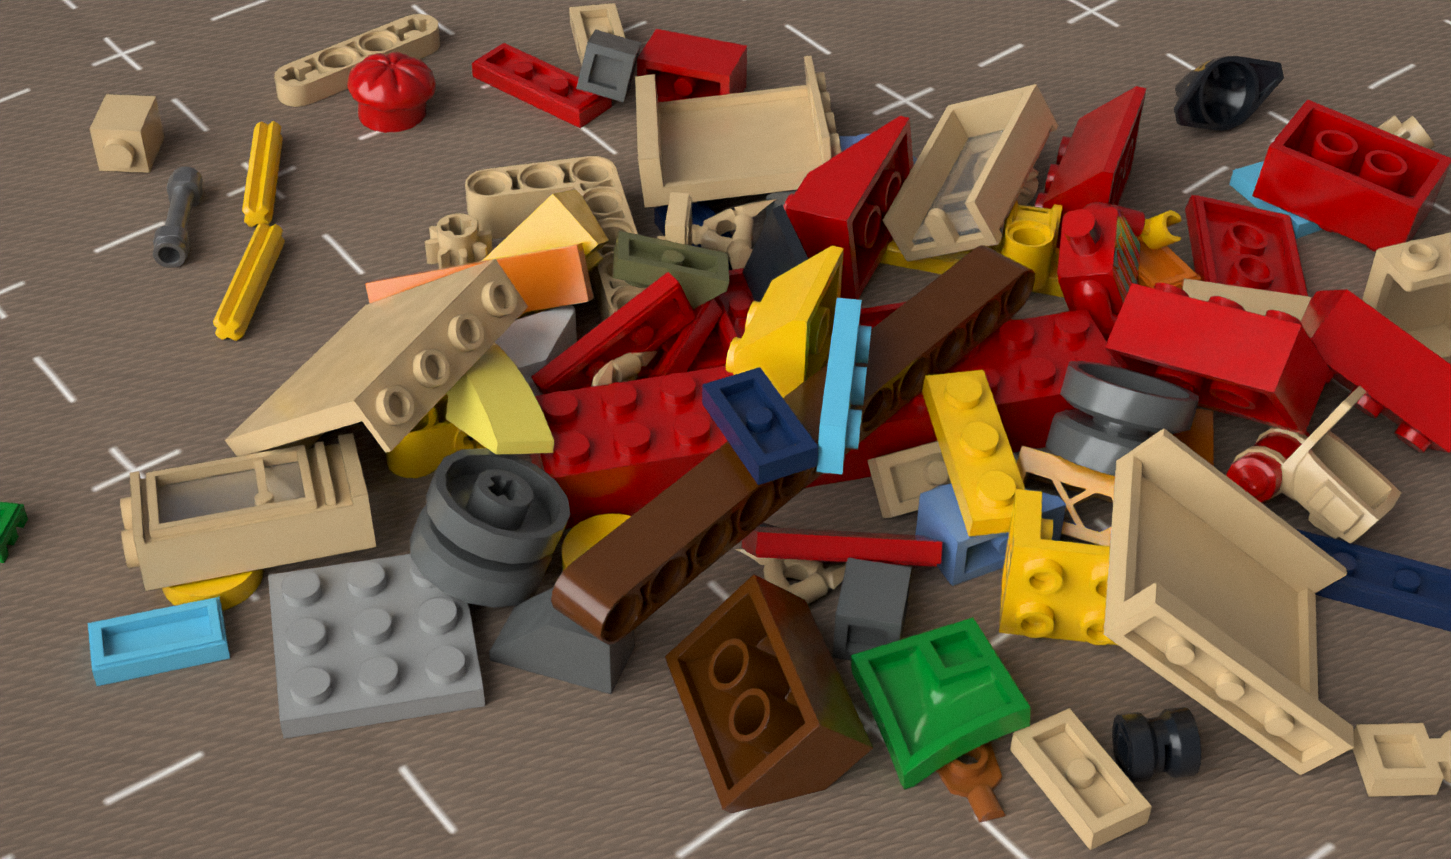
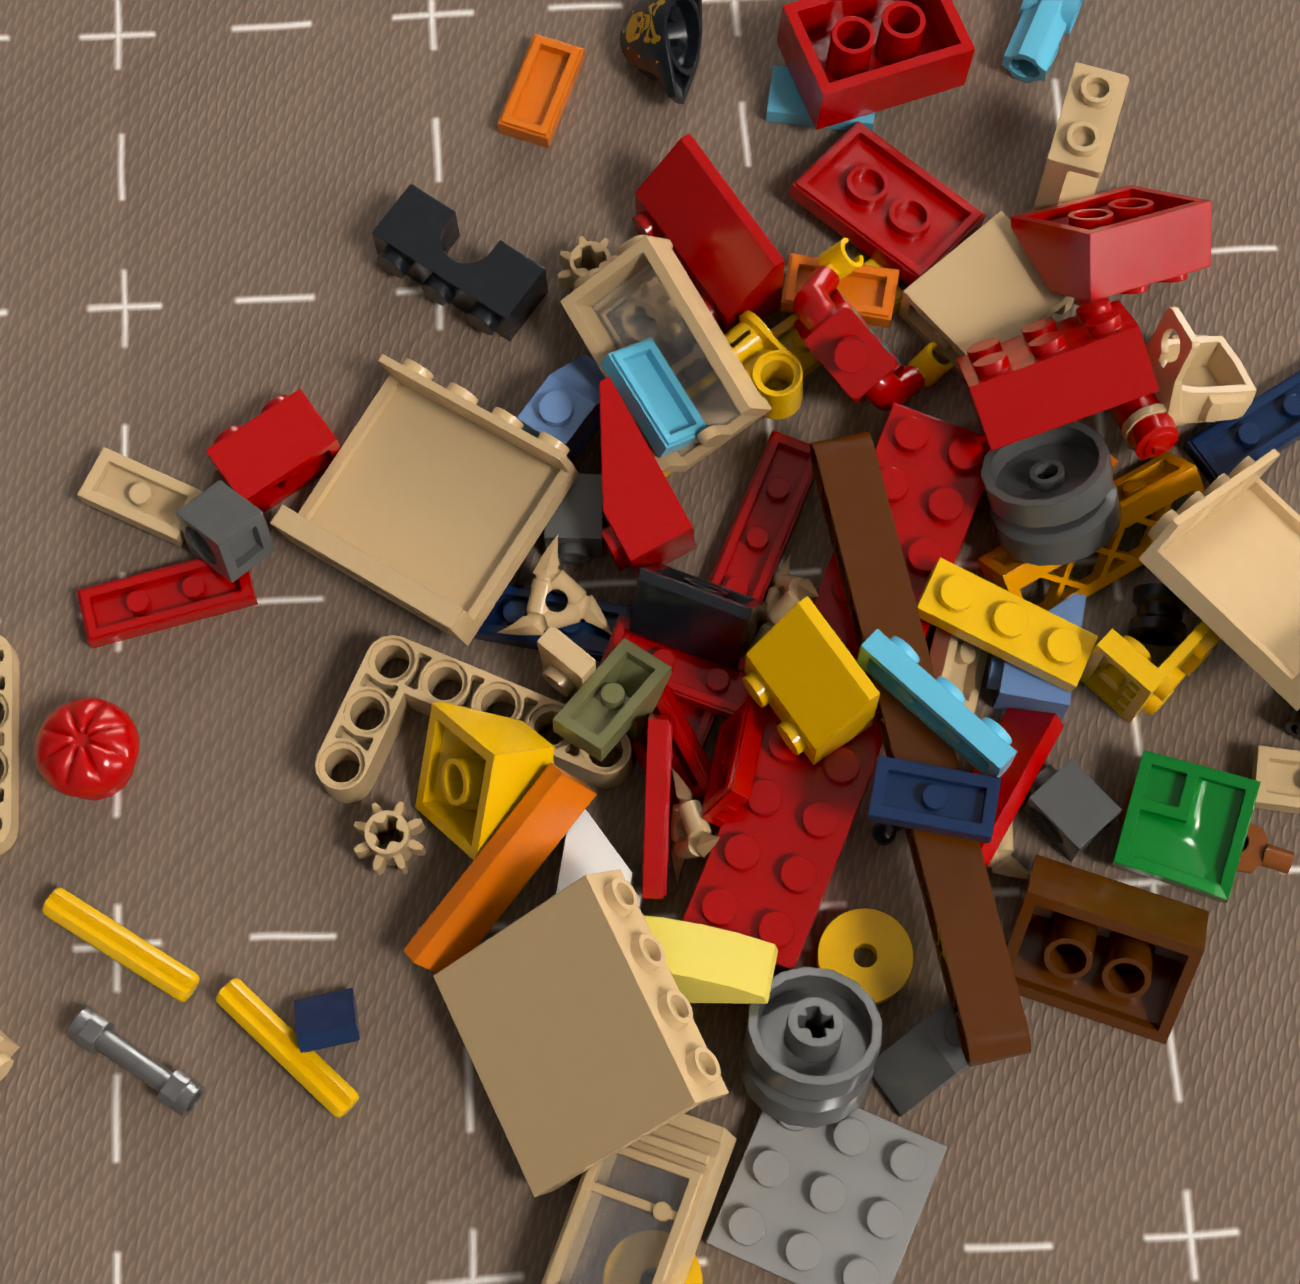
camera: 50 degrees left, 30 degrees up
(285, 282) = (326, 1020): none -> dark blue tile
(676, 354) = (734, 762): none -> red tile
(923, 76) = (492, 292): none -> black arch
(933, 180) = (654, 397): none -> medium azure tile
(1103, 72) = (541, 90): none -> orange tile

